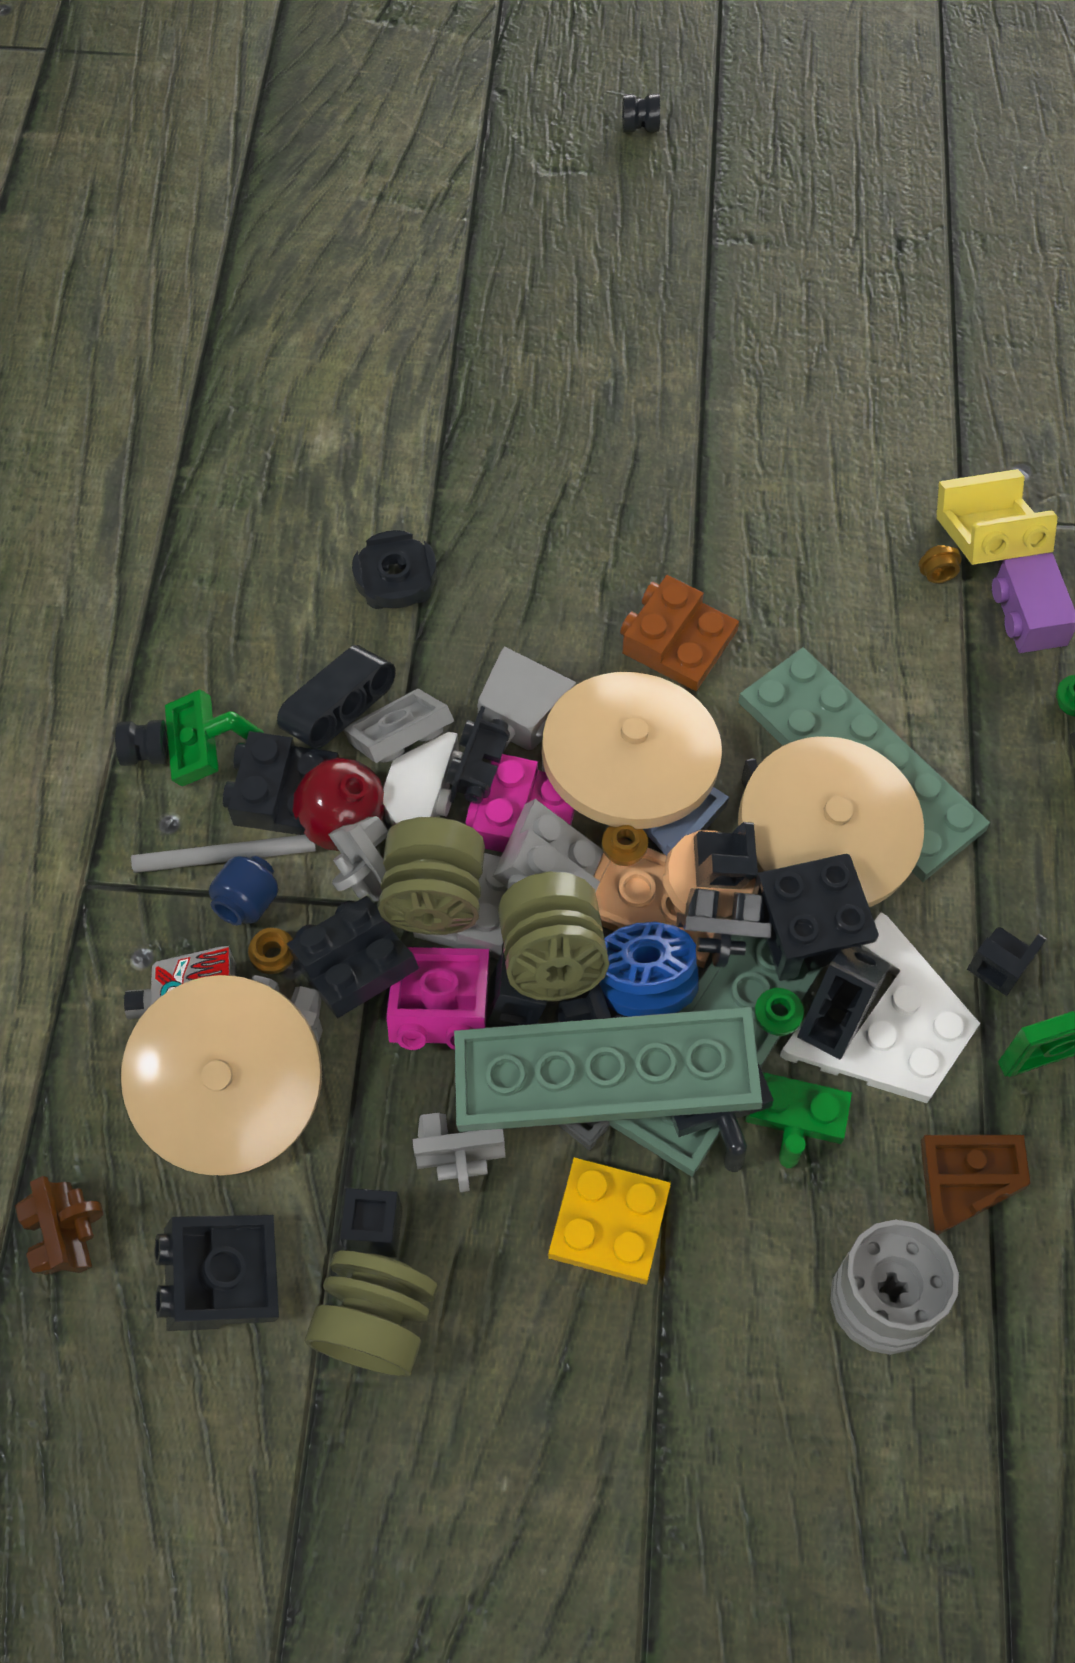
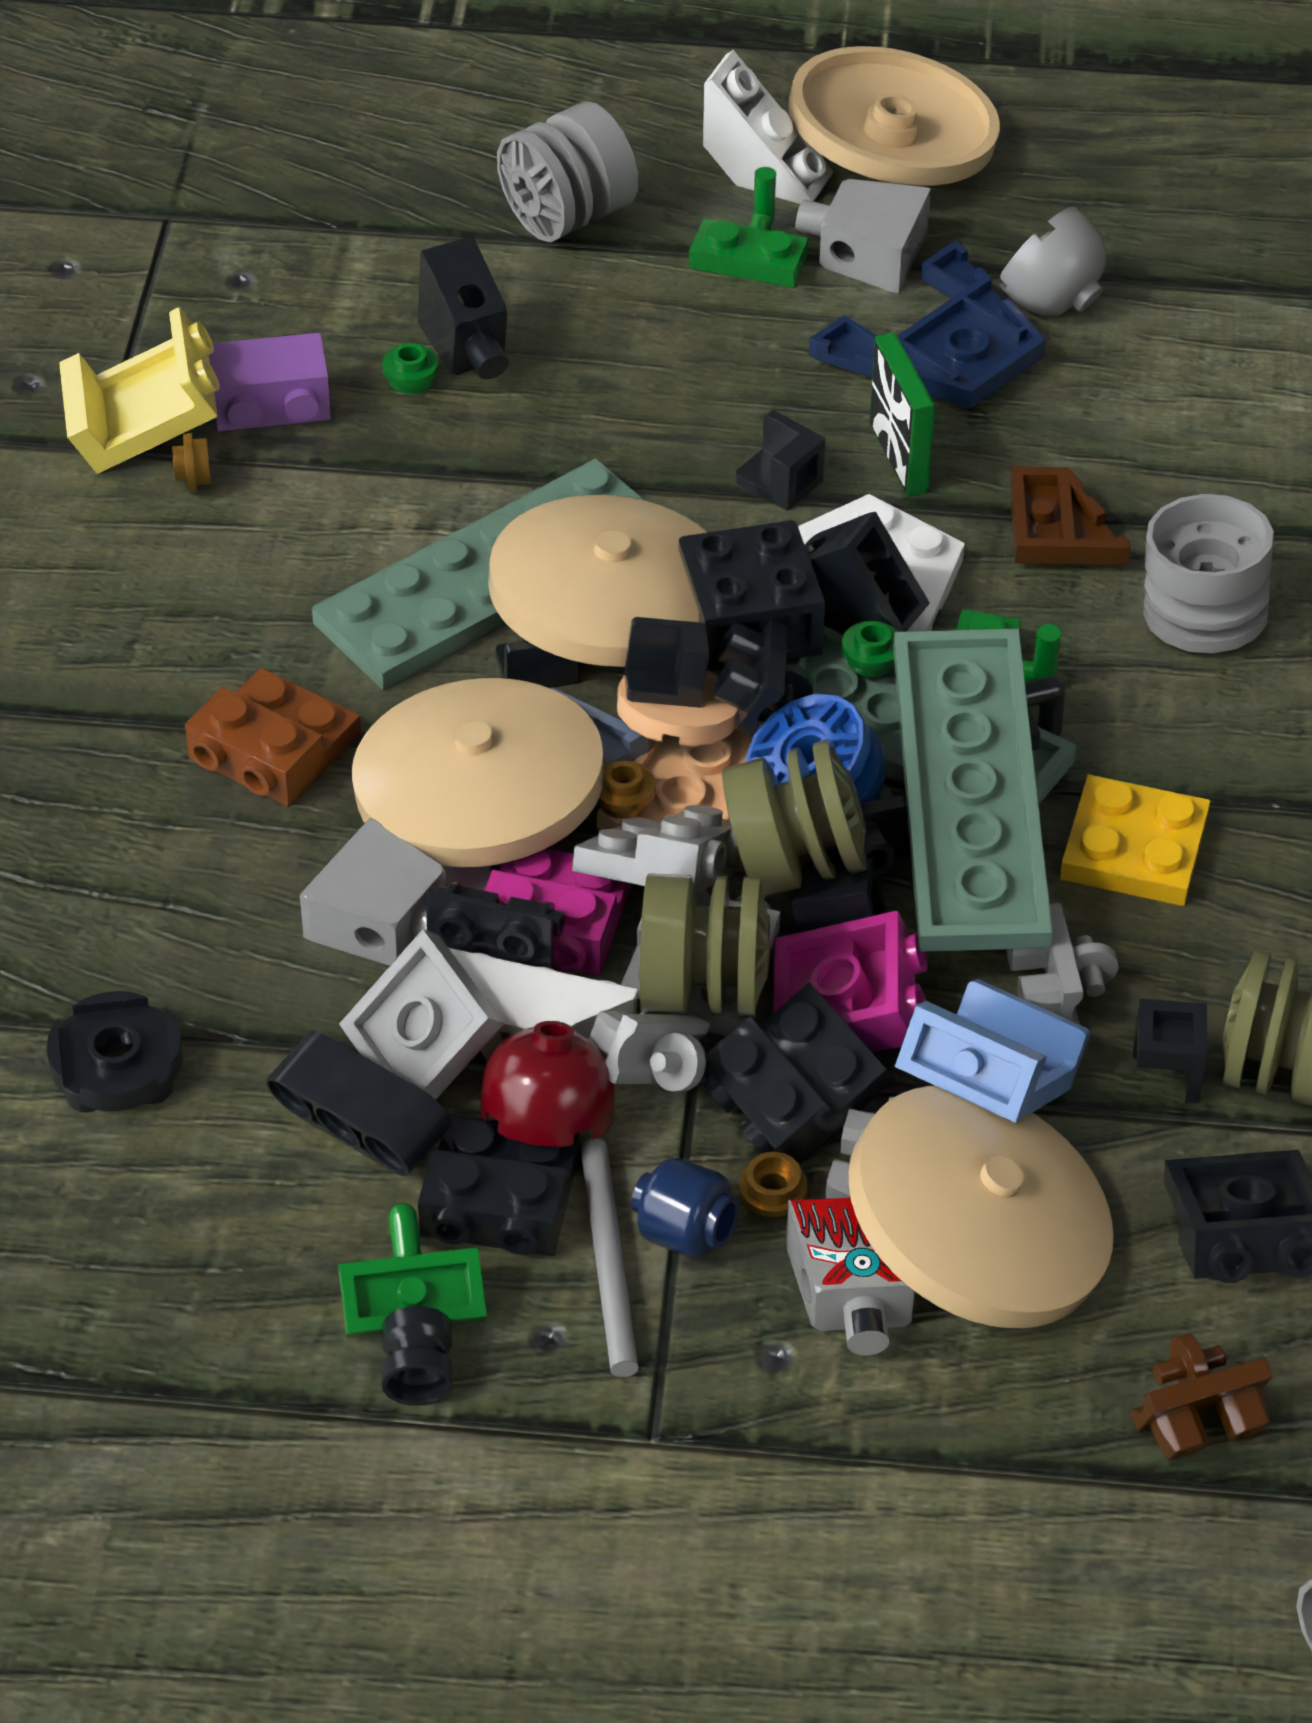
camera: 90 degrees left, 15 degrees down
(355, 1087) = (994, 1050): none -> medium blue panel

